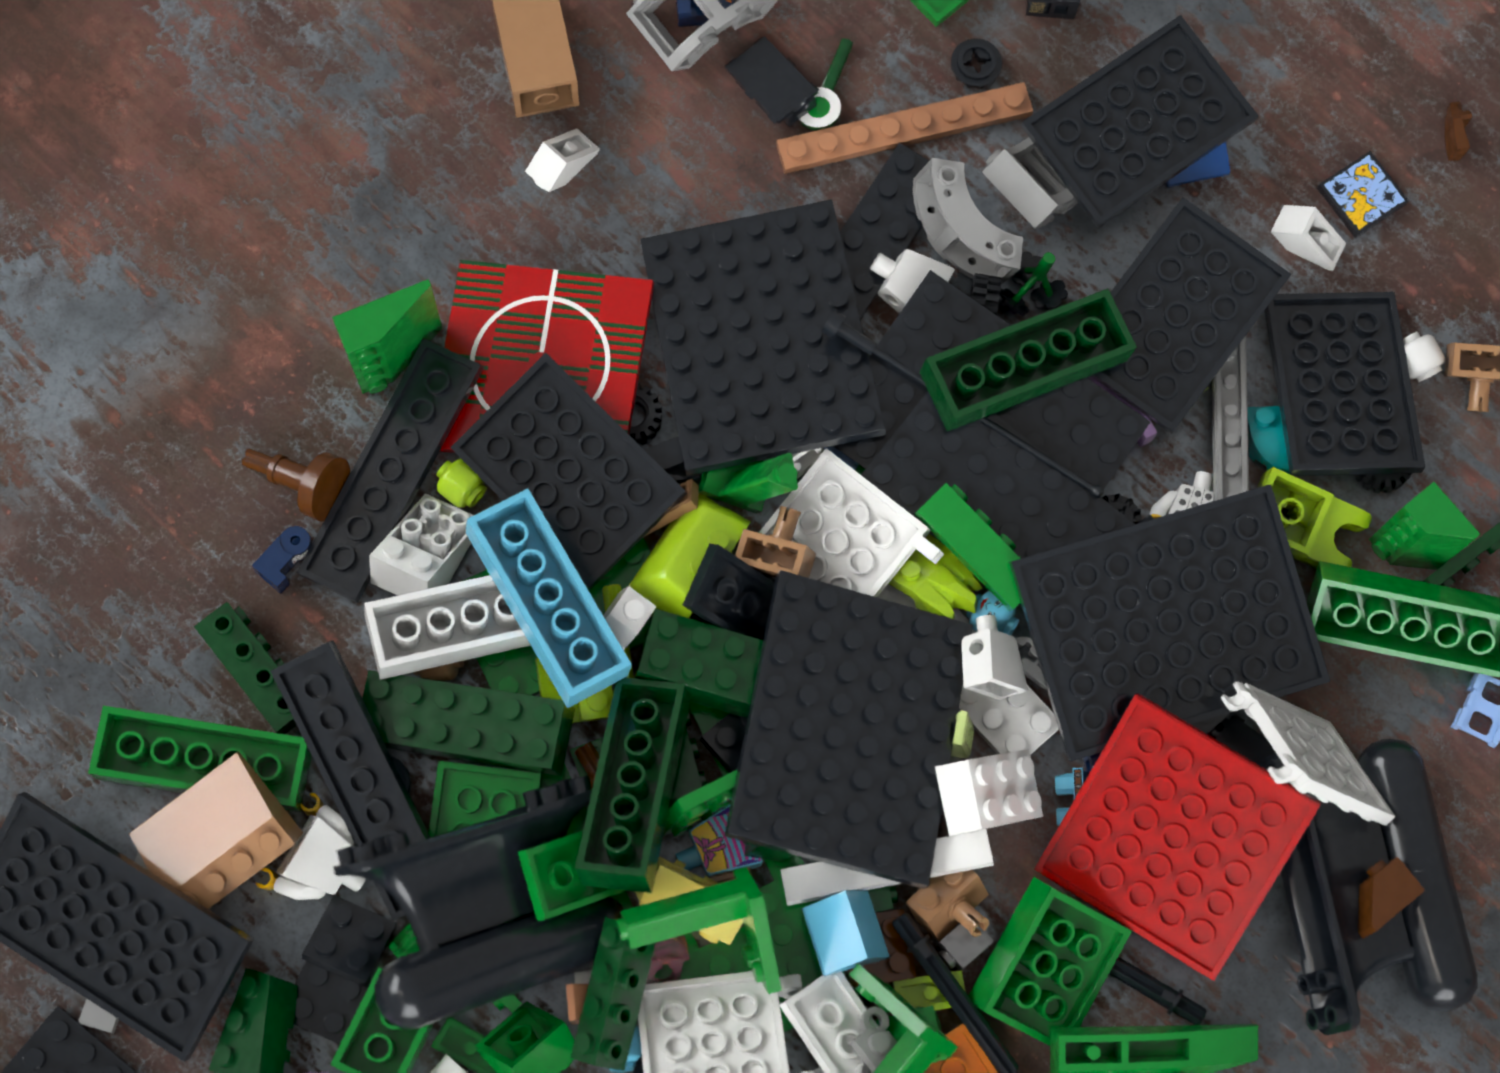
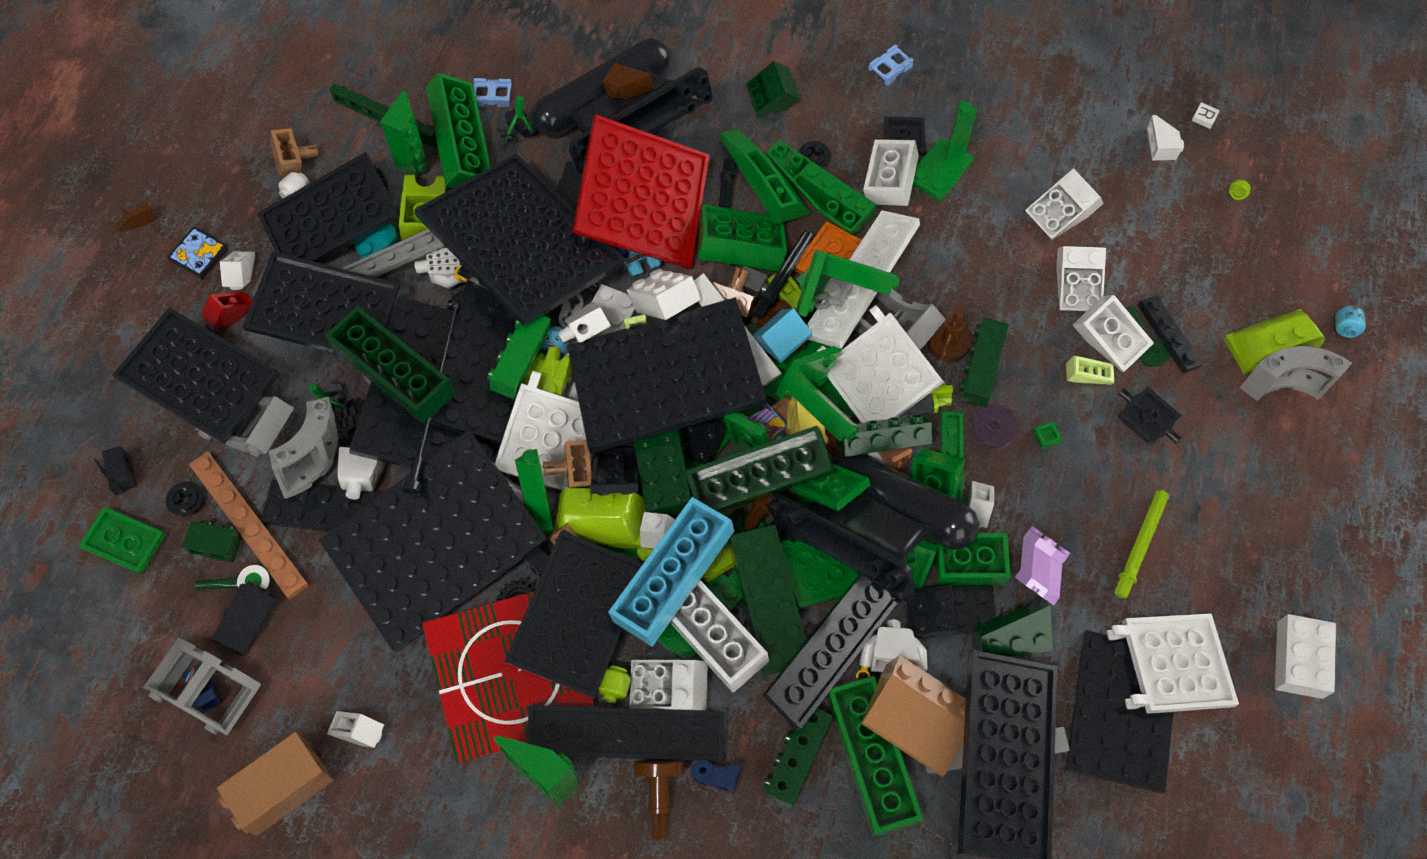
camera: 110 degrees left, 10 degrees down
(896, 76) = (212, 541): none -> dark green brick
(1246, 202) = (226, 308): none -> red slope
(1311, 753) = (563, 140): white plate -> none
(1413, 722) = (517, 119): none -> plant

